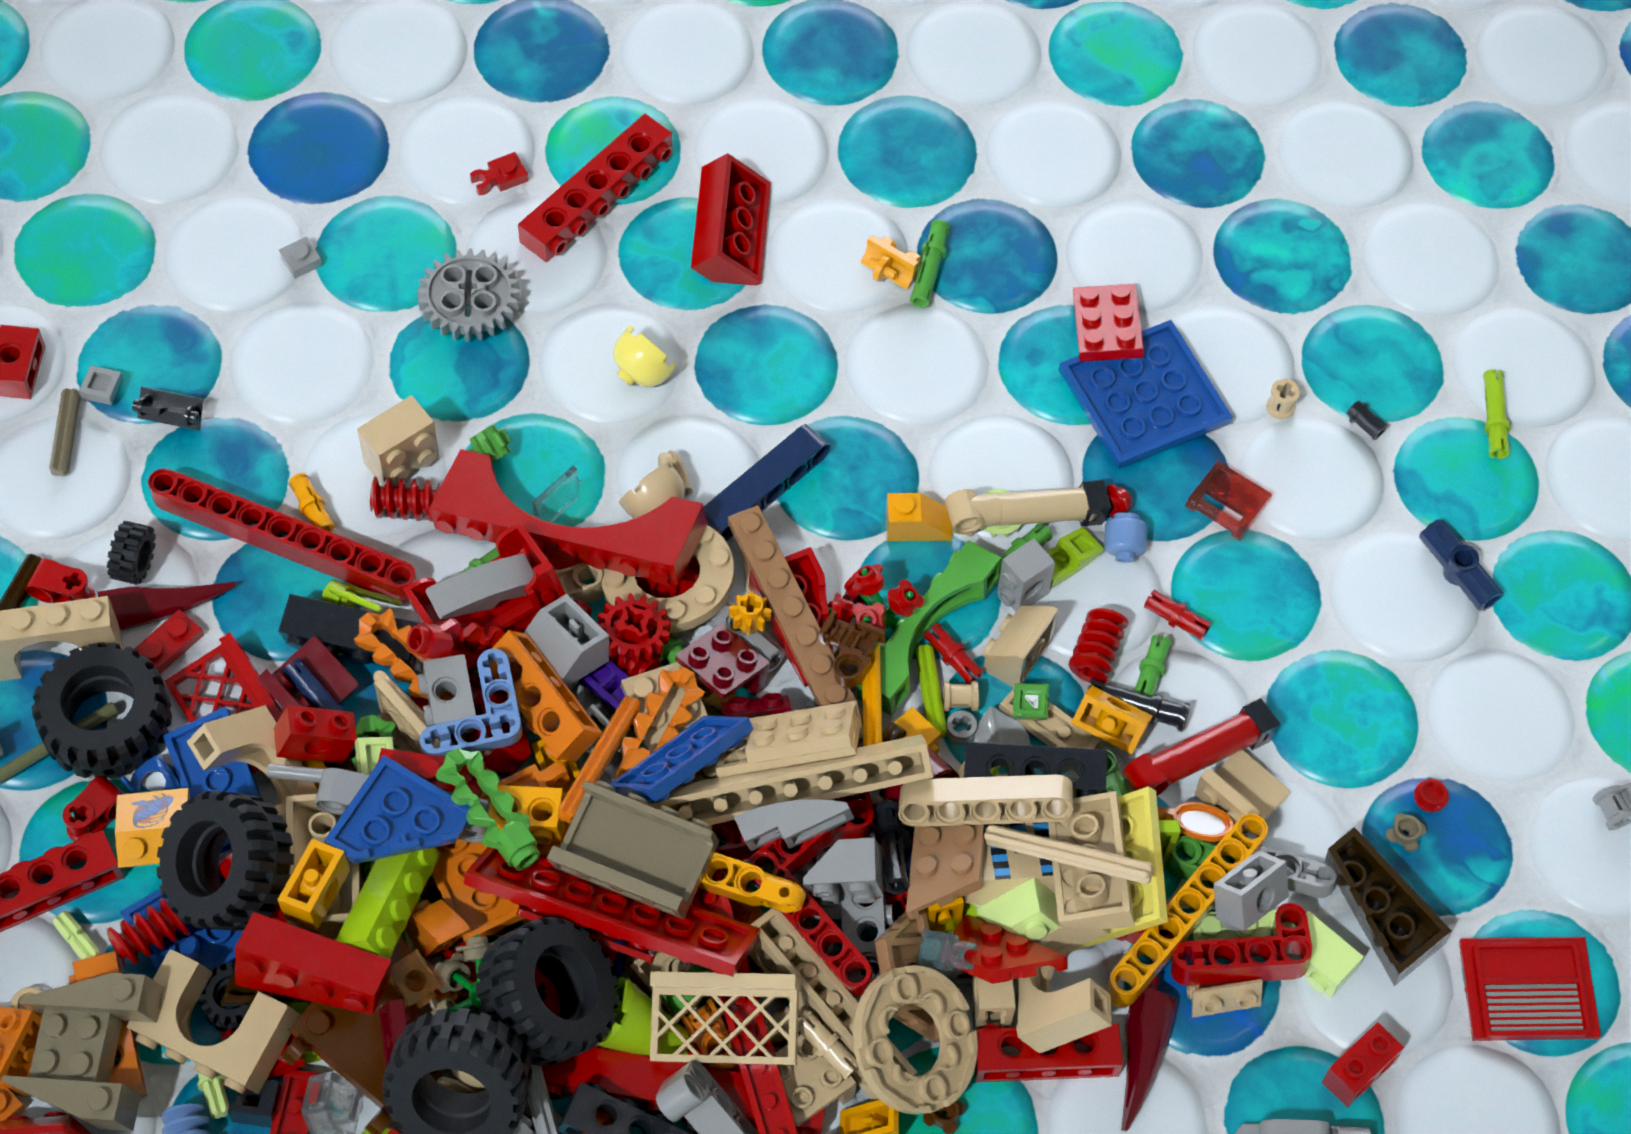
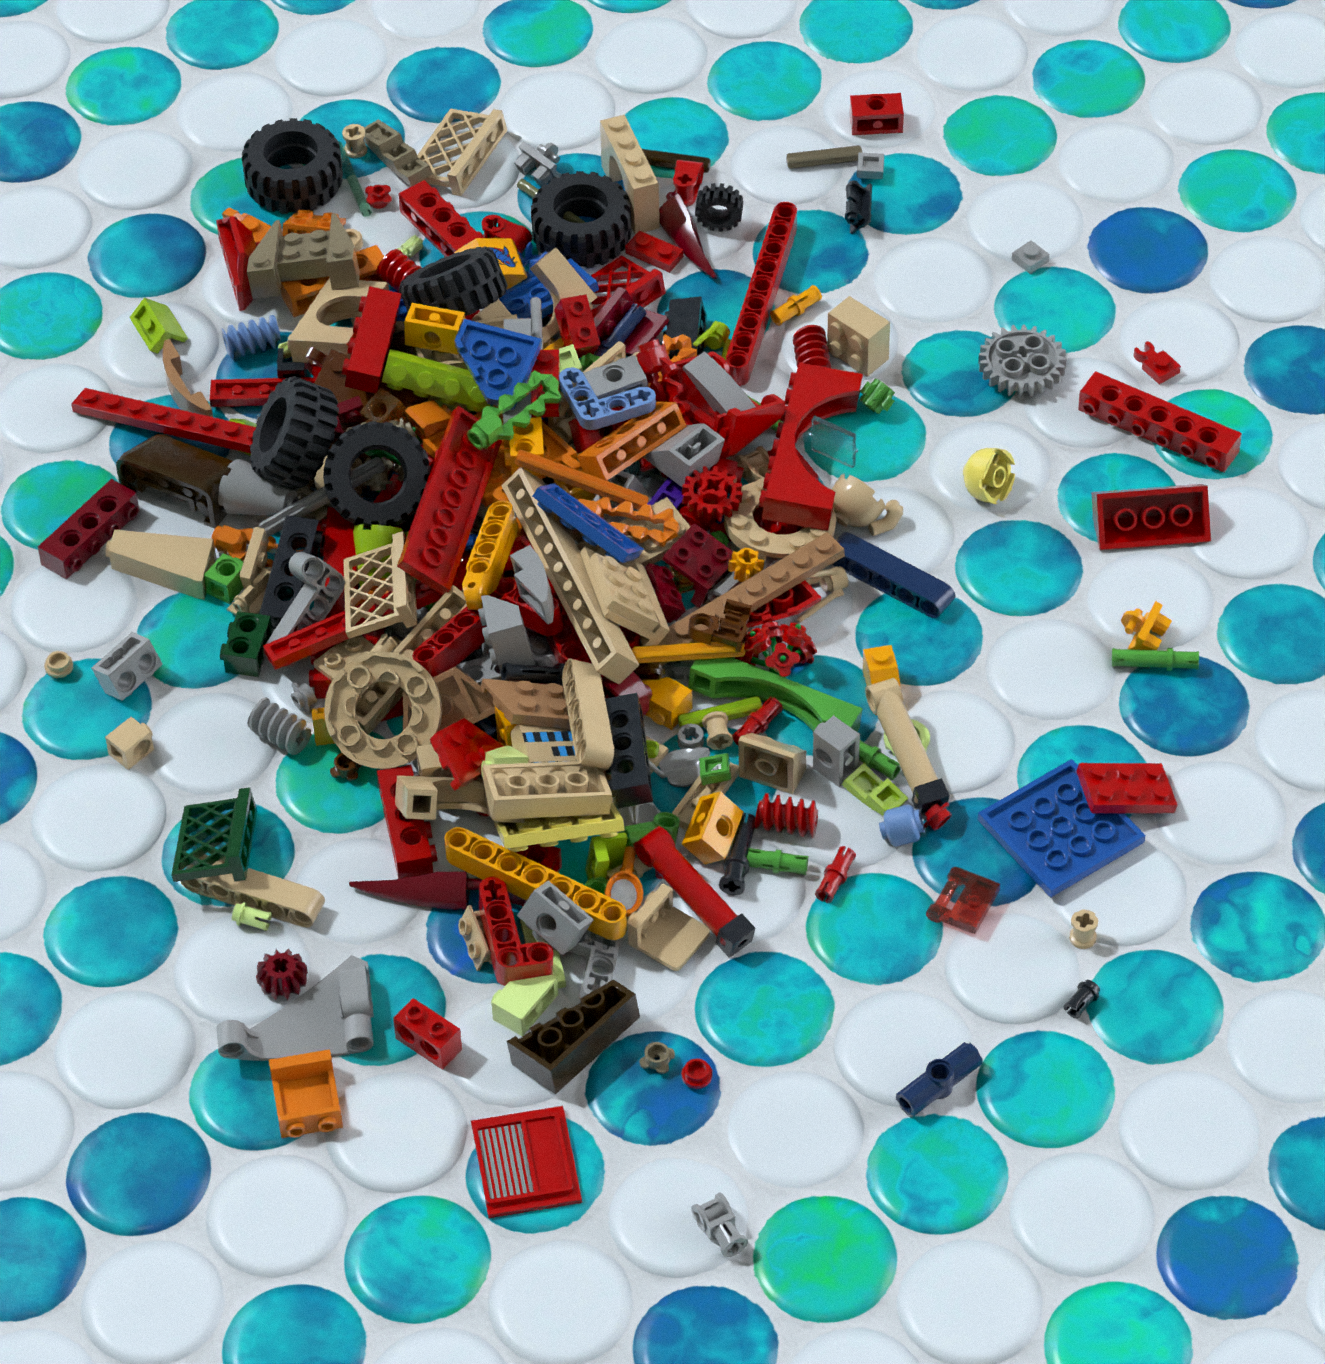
camera: 85 degrees right, 10 degrees down
(636, 849) = (490, 496): dark tan panel -> none
(943, 951) = (458, 712): clear light blue plate -> none
(1069, 854) = (544, 765): tan axle -> none
(1497, 423) = (1116, 1101): lime pin -> none

